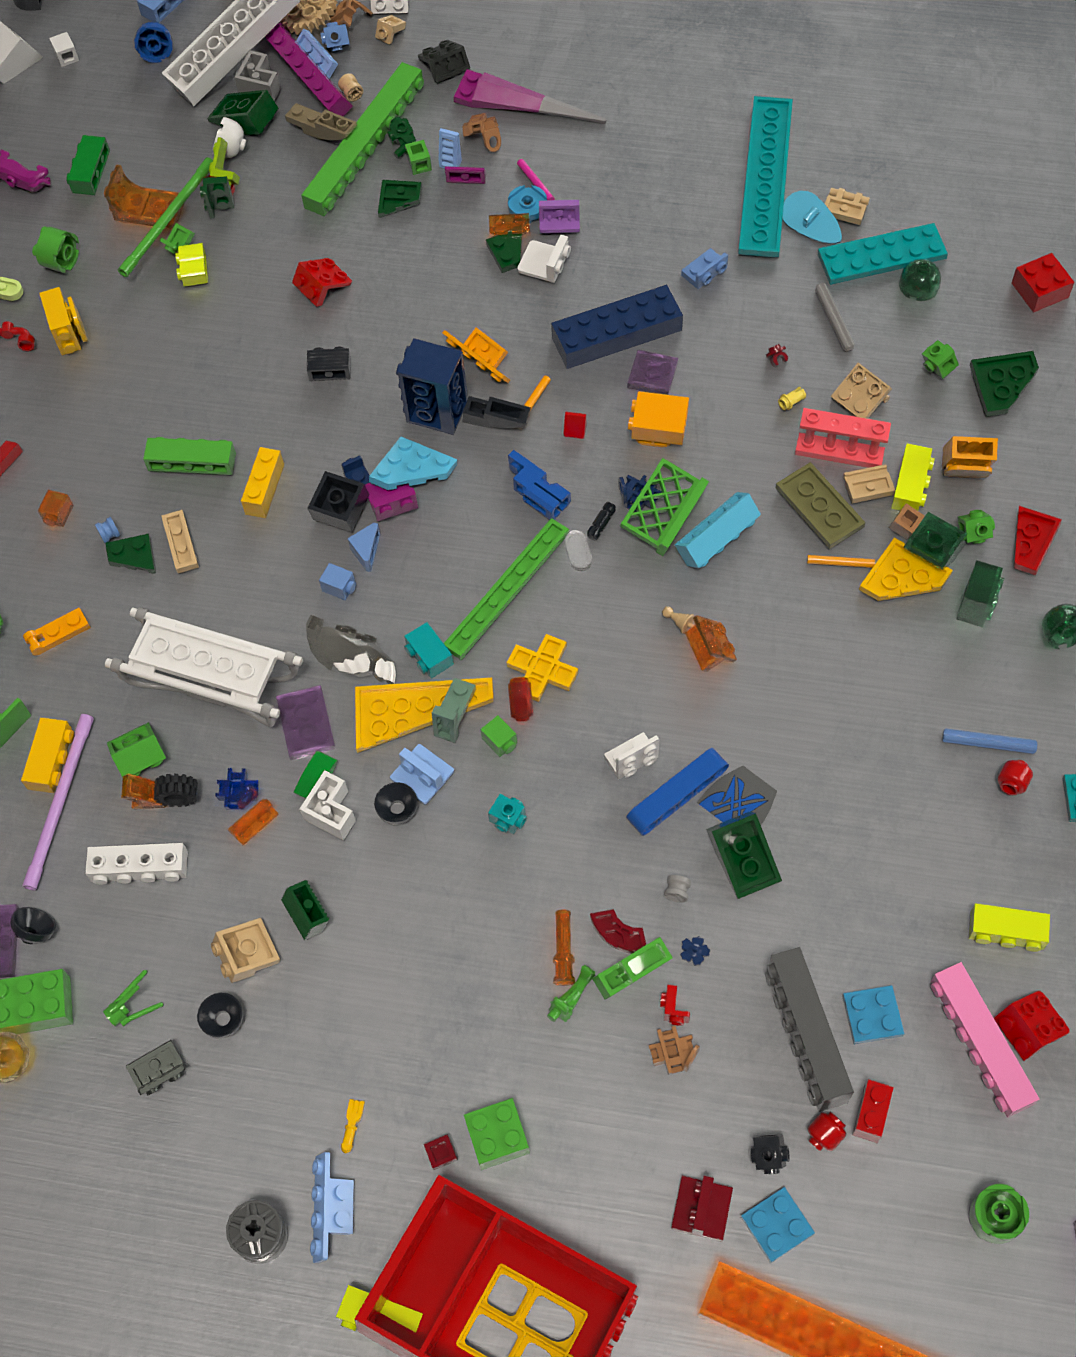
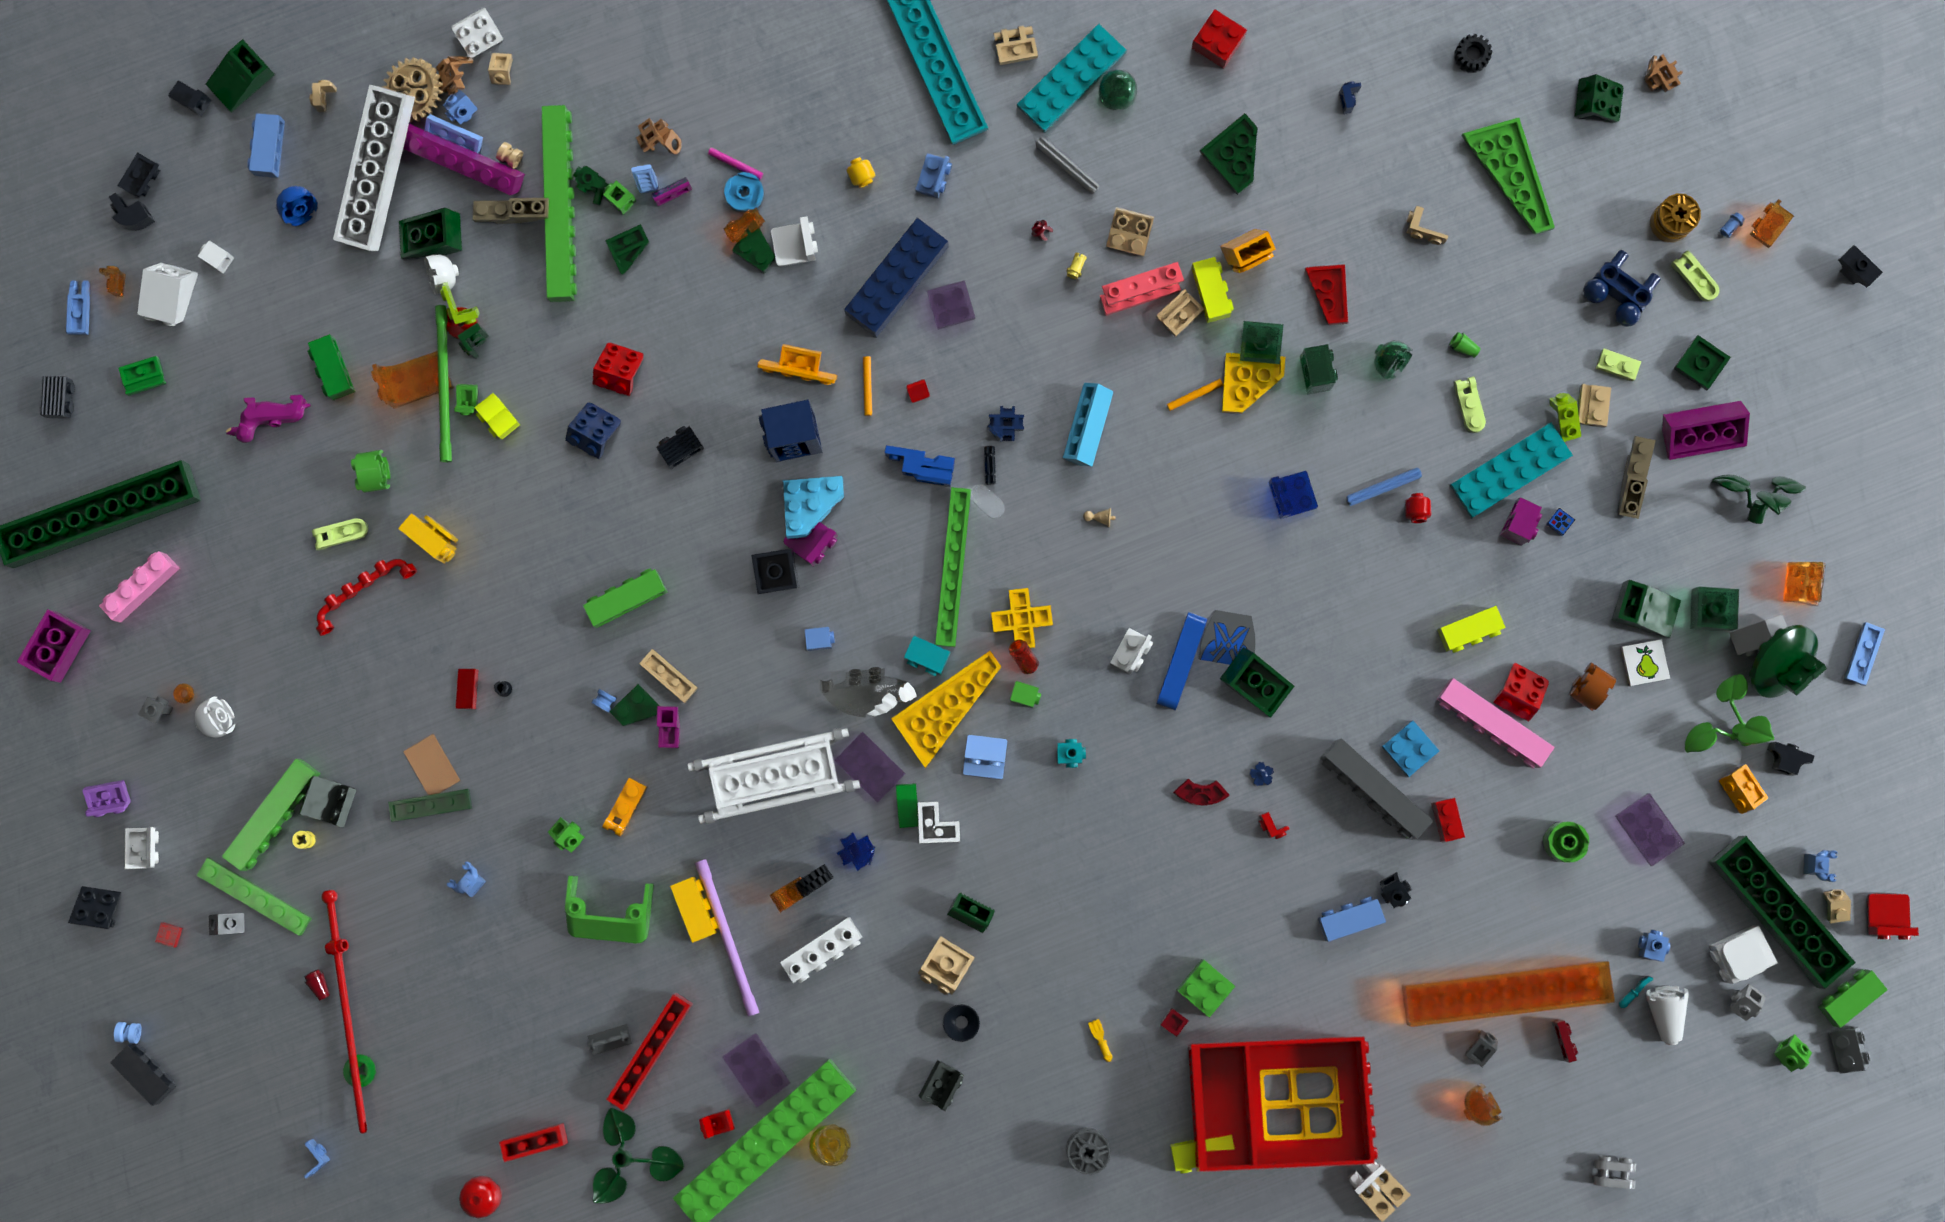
camera: 30 degrees left, 20 degrees up
(30, 475) = (507, 688): none -> black pin
(34, 921) = (780, 1035): black piece -> none
(55, 508) = (547, 706): clear orange brick -> none
(117, 1009) = (884, 1063): bright green plant -> none
(136, 750) = (758, 865): bright green slope -> none
(150, 576) = (668, 727): none -> magenta slope
(253, 821) = (884, 867): clear orange hinge -> none
(256, 75) = (420, 198): light grey brick -> none
(262, 310) = (592, 429): none -> dark blue bracket
(262, 482) = (700, 587): yellow brick -> none
(331, 1207) = (1124, 1103): light blue bracket -> none
(355, 470) = (770, 535): dark blue bracket -> none
(365, 544) = (819, 595): medium blue slope -> none
(395, 793) = (979, 782): black piece -> none
(445, 60) = (573, 76): pearl dark grey bracket -> none
(450, 713) = (978, 693): sand green bracket -> none
(489, 91) = (638, 90): magenta plate -> none
(495, 413) = (848, 416): black slope -> none
(559, 216) = (782, 194): medium lavender bracket -> none
(563, 958) = (1176, 839): clear orange pin -> none
(564, 1005) = (1196, 869): bright green animal -> none
(632, 968) = (1228, 815): bright green slope -> none
(640, 234) = (860, 172): none -> yellow head
(658, 419) = (984, 349): light orange brick -> none
(668, 1054) = (1287, 855): medium nougat piece -> none
(676, 519) = (1050, 429): bright green fence -> none
(677, 888) = (1225, 737): light grey wheel -> none
(702, 1156) = (1351, 919): none -> medium blue brick
(702, 1208) = (1370, 953): dark red bracket -> none
(710, 643) = (1137, 525): clear orange bracket -> none
(777, 1225) = (1425, 933): dark azure plate -> none
(811, 218) = (994, 75): medium azure shield -> none
(820, 505) = (1152, 354): olive plate -> none
(826, 1131) = (1424, 852): red head -> none
(887, 697) = (1293, 494): none -> clear blue bracket
(906, 521) = (1229, 334): medium nougat brick -> none
(940, 359) = (1175, 164): bright green brick -> none
(977, 525) = (1283, 308): bright green brick -> none

